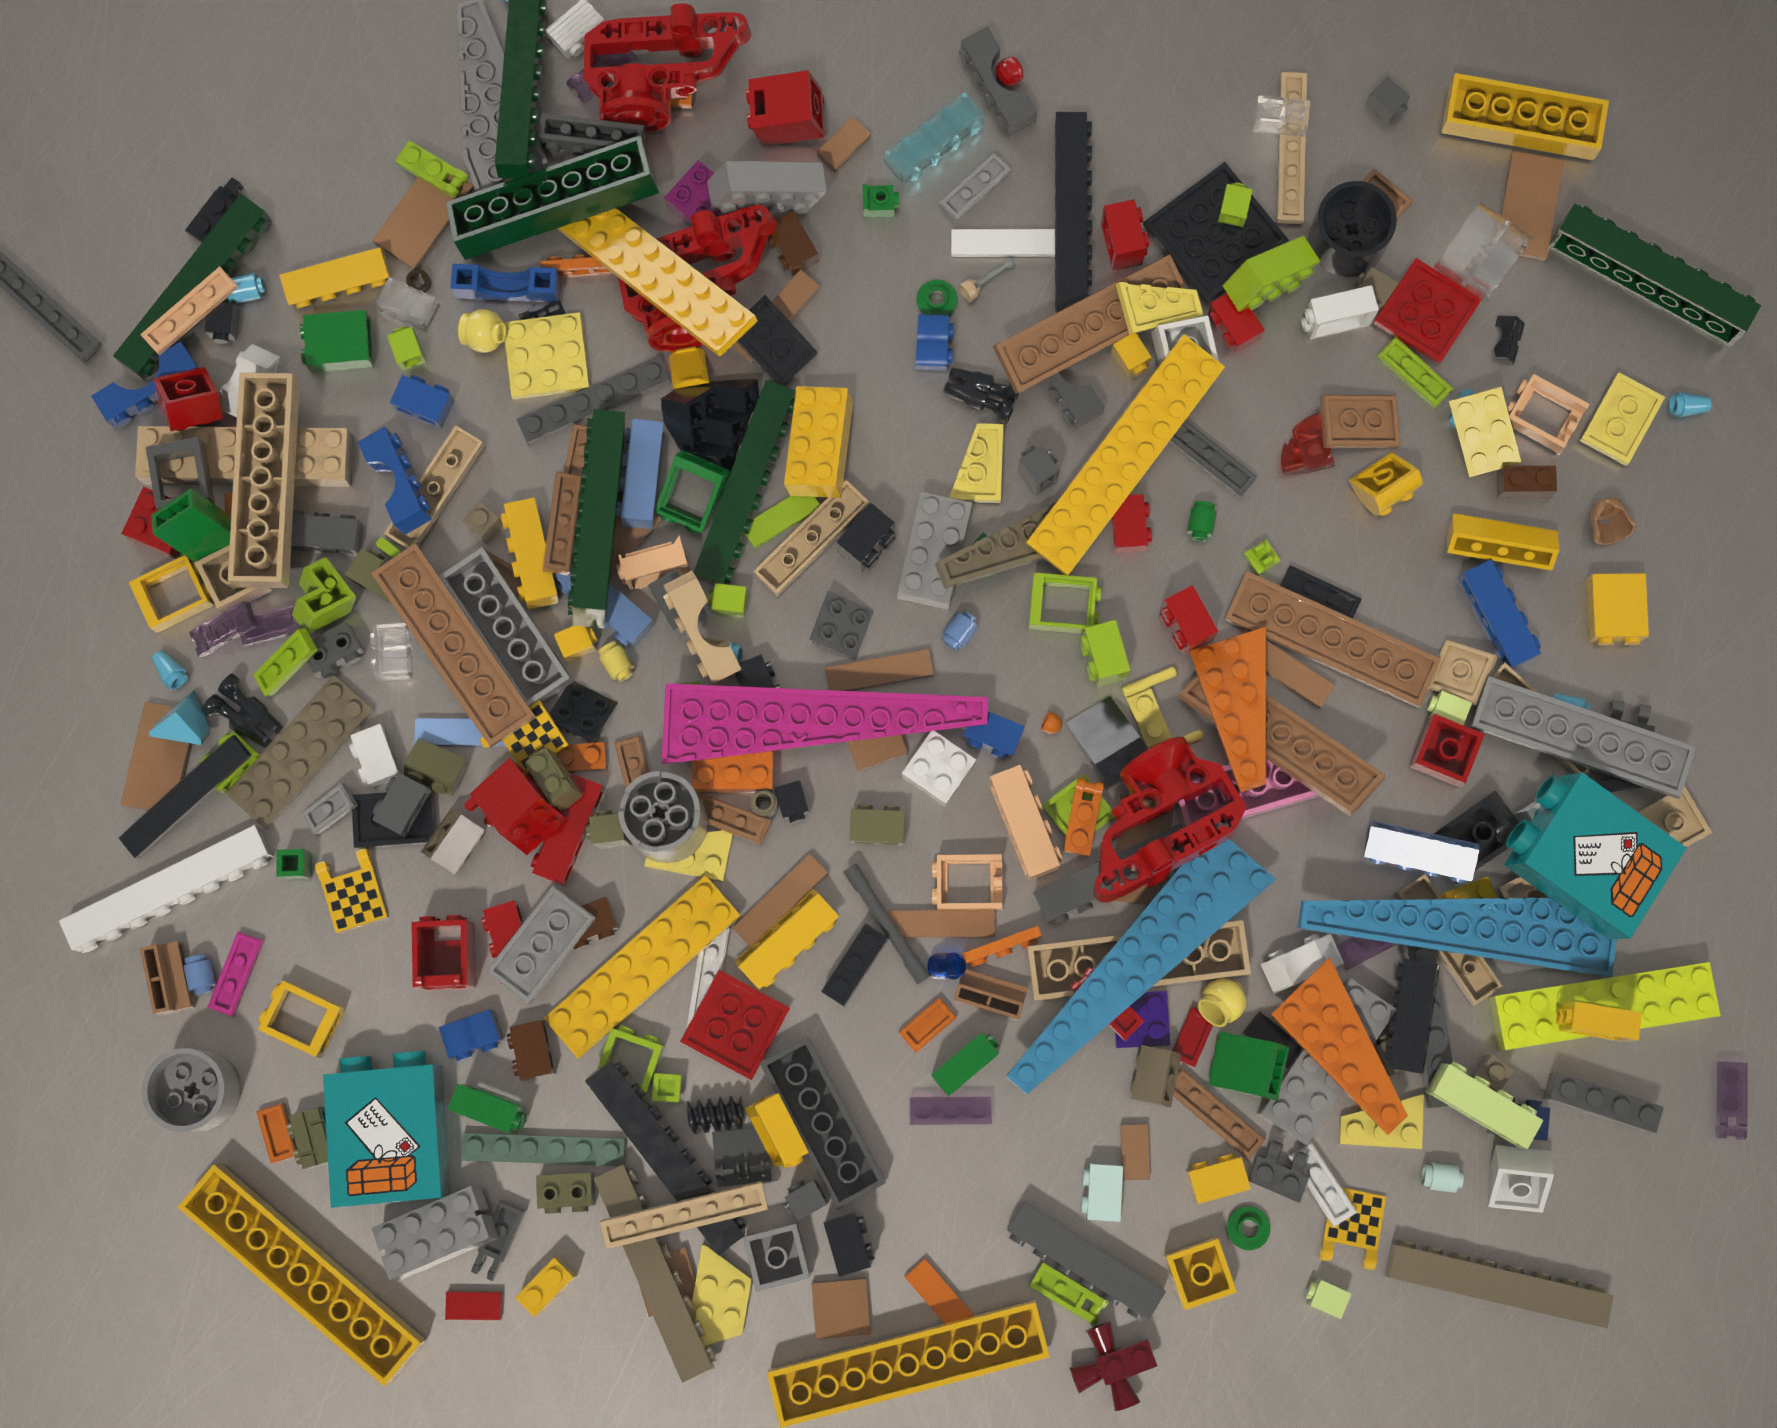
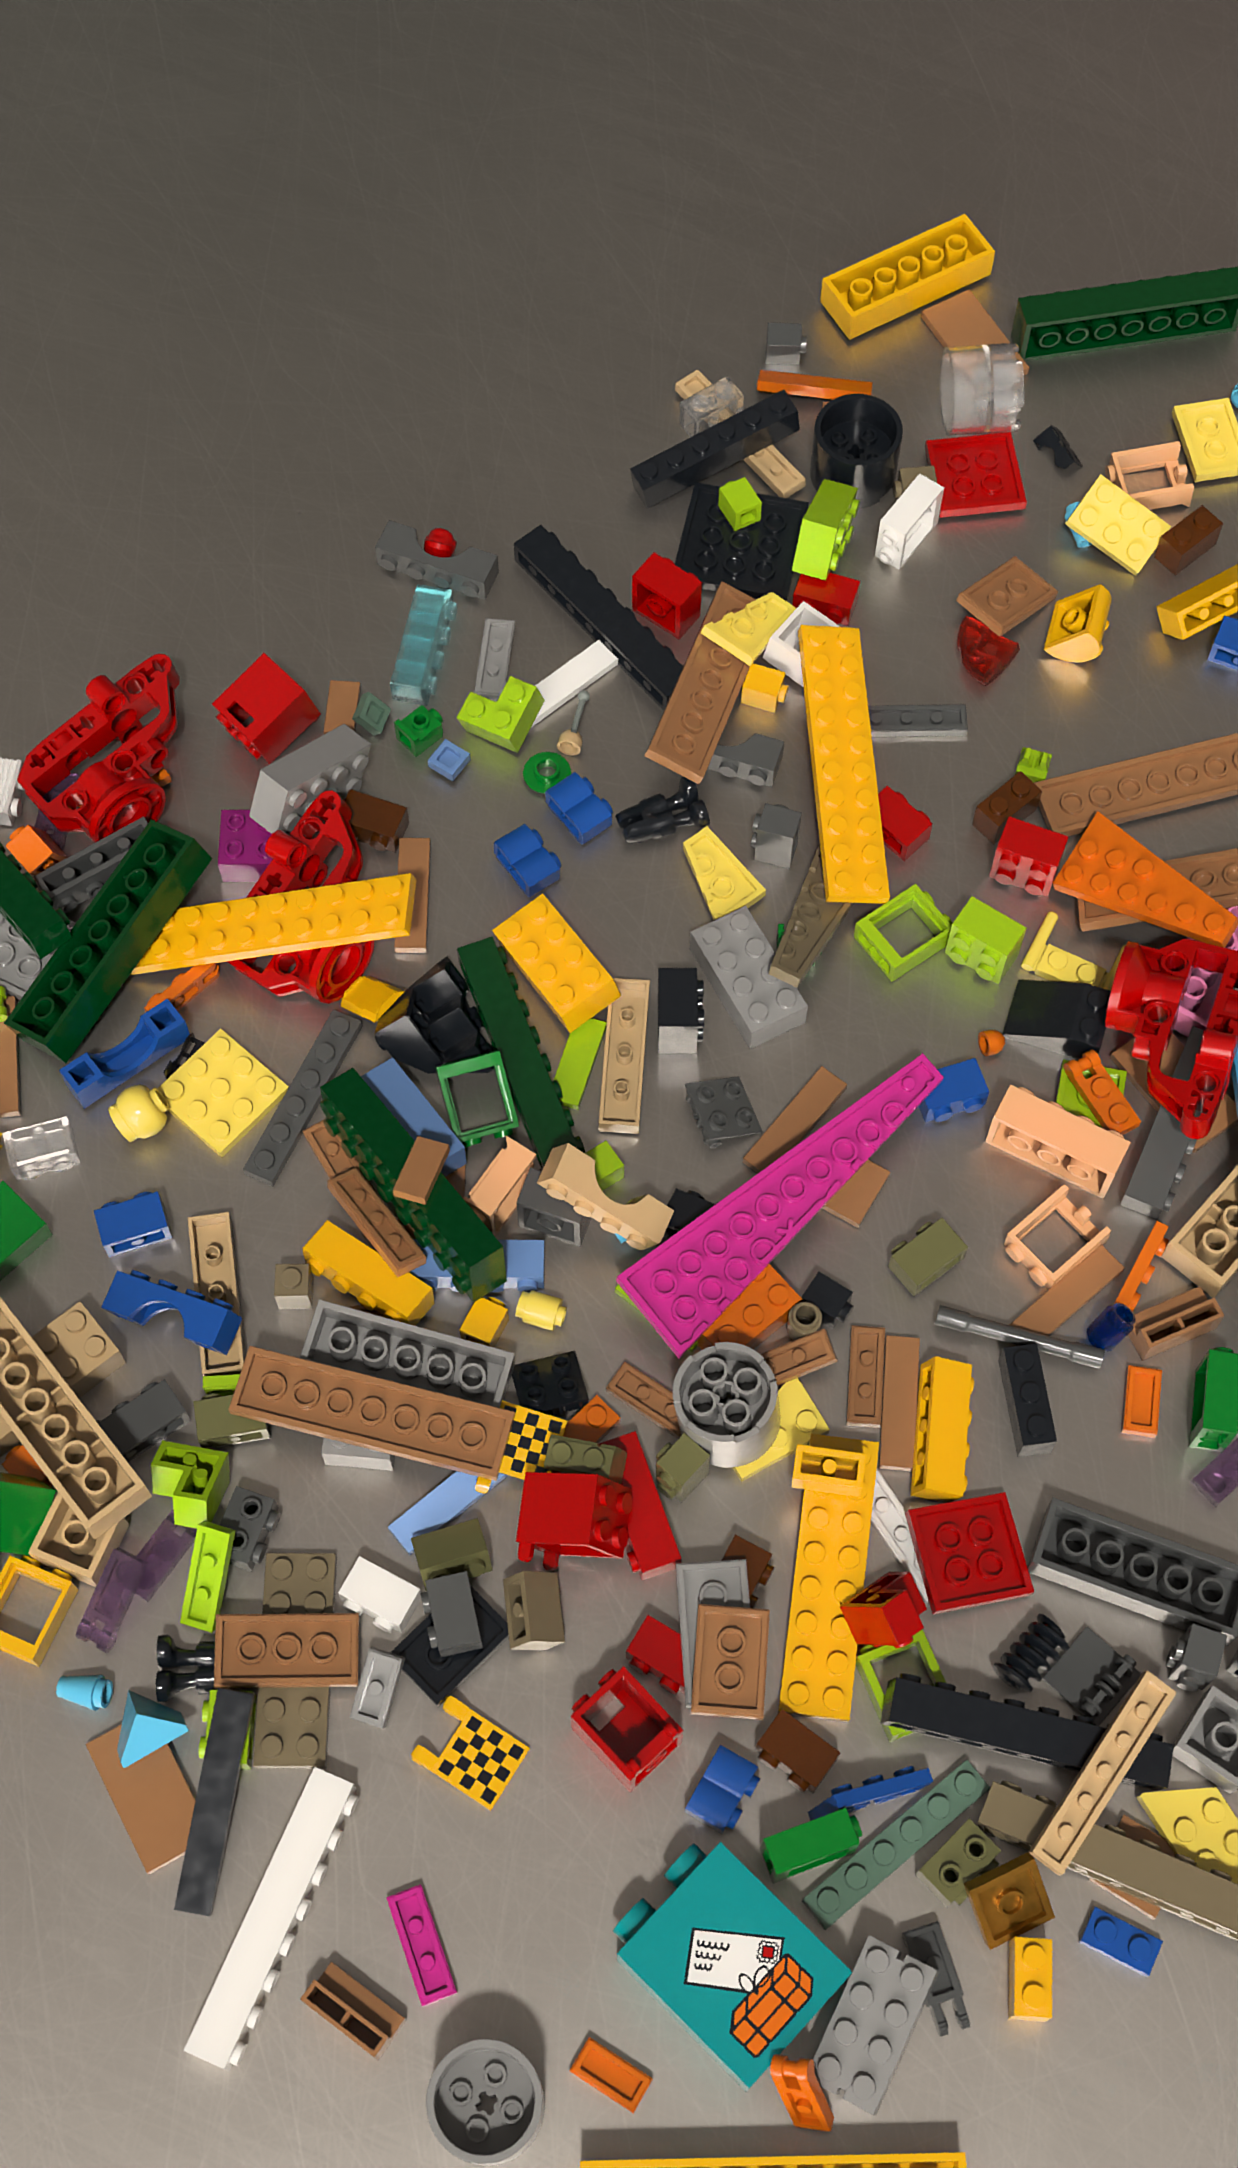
camera: 45 degrees left, 15 degrees down
(199, 974) = (384, 1977): medium blue brick -> none
(293, 864) = (389, 1773): green brick -> none
(294, 744) = (286, 1650): none -> medium nougat tile
(310, 1137) = (655, 2043): olive brick -> none
(325, 1030) = (569, 1914): yellow window -> none
(360, 1233) = (801, 2093): none -> orange plate
(392, 652) = (308, 1481): clear brick -> none
(406, 347) = (74, 1187): lime brick -> none
(419, 273) = (31, 1111): dark brown bush -> none
(473, 1305) = (974, 2071): red tile -> none
(531, 968) = (730, 1662): none -> medium nougat tile
(551, 1110) = (874, 1788): none -> blue wing
(558, 95) = (34, 849): none -> orange brick
(572, 1235) = (1009, 1900): none -> pearl gold plate
(600, 518) = (421, 1170): none -> medium nougat tile
(618, 1311) = (1120, 1941): none -> blue plate
(649, 1017) = (885, 1611): none -> red brick
(666, 1087) = (963, 1669): lime tile -> none
(686, 908) = (829, 1470): none -> yellow brick
(775, 343) = (444, 915): black plate -> none
(775, 867) = (865, 1376): none -> medium nougat tile
(777, 1131) = (1108, 1613): yellow window -> none
(857, 164) = (371, 713): none -> sand green plate
(867, 352) = (527, 860): none -> blue brick
(879, 238) = (449, 760): none -> medium blue plate
(938, 768) = (932, 1160): white brick -> none
(939, 241) = (505, 720): none -> lime brick
(959, 630) = (835, 1028): medium blue brick -> none
(1201, 520) = (955, 773): green brick -> none
(1212, 573) = (1015, 799): none -> reddish brown brick
(1257, 148) = (715, 448): none -> black brick
(1296, 675) = (1166, 835): medium nougat tile -> none
(1320, 591) = (1108, 753): black tile -> none
(1379, 151) = (810, 385): none -> orange tile
(1415, 372) = (1012, 529): lime tile -> none

